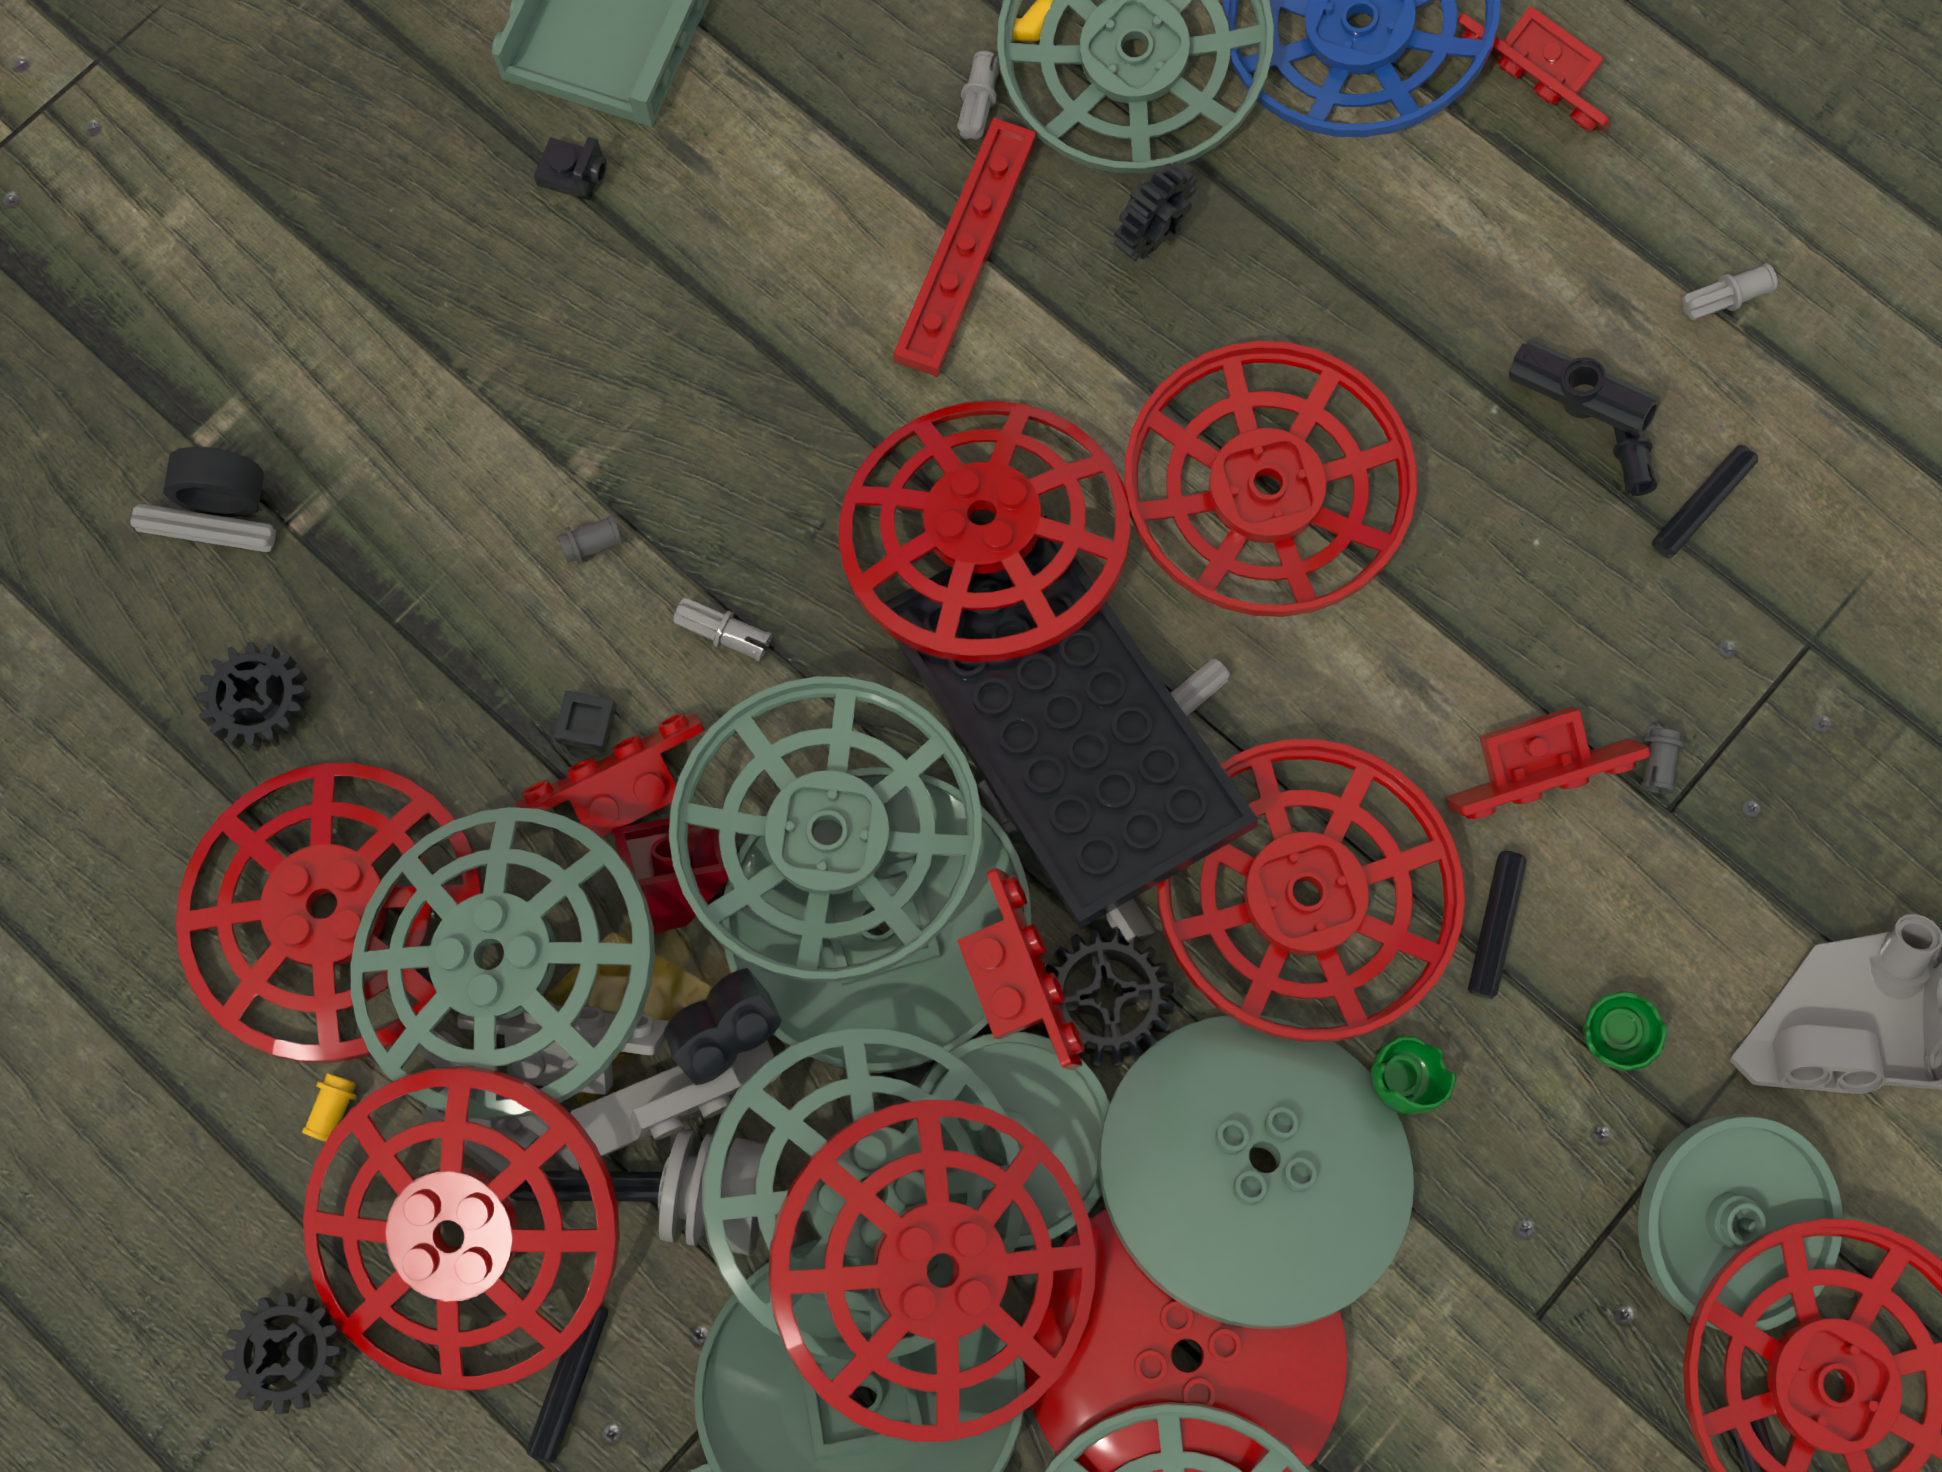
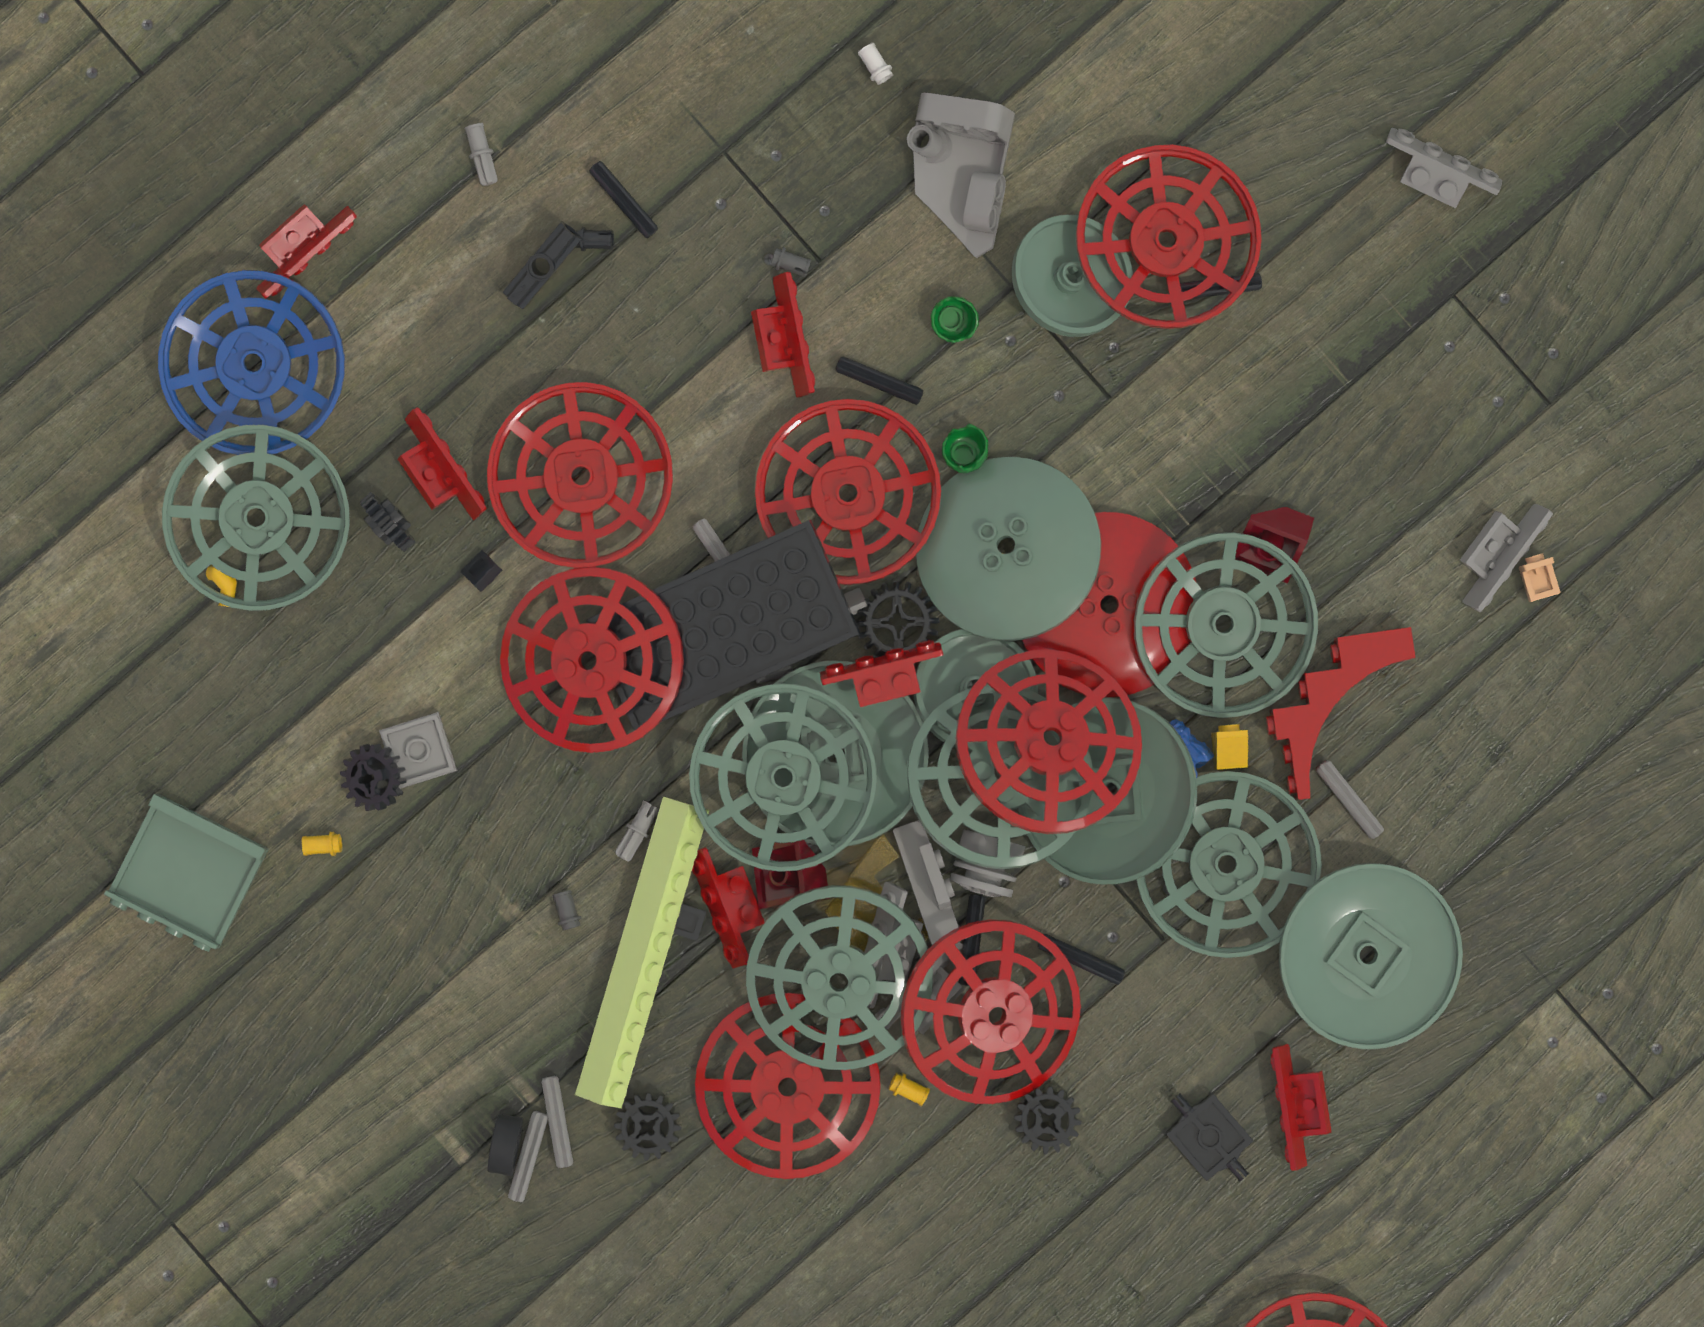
camera: 85 degrees left, 15 degrees up
(258, 564) = (557, 1121): none -> light grey axle
(520, 651) = (641, 954): none -> yellowish green brick
(571, 167) = (297, 904): black bracket -> none
(663, 198) = (322, 844): none -> yellow pin
(715, 1030) = (895, 850): black brick -> none
(768, 241) = (377, 762): none -> black gear
(816, 307) = (421, 749): none -> light grey tile
(964, 247) = (388, 648): red plate -> none
(978, 95) = (277, 626): light grey axle -> none
(1099, 359) = (481, 571): none -> black plate
(1239, 277) = (435, 470): none -> red bracket

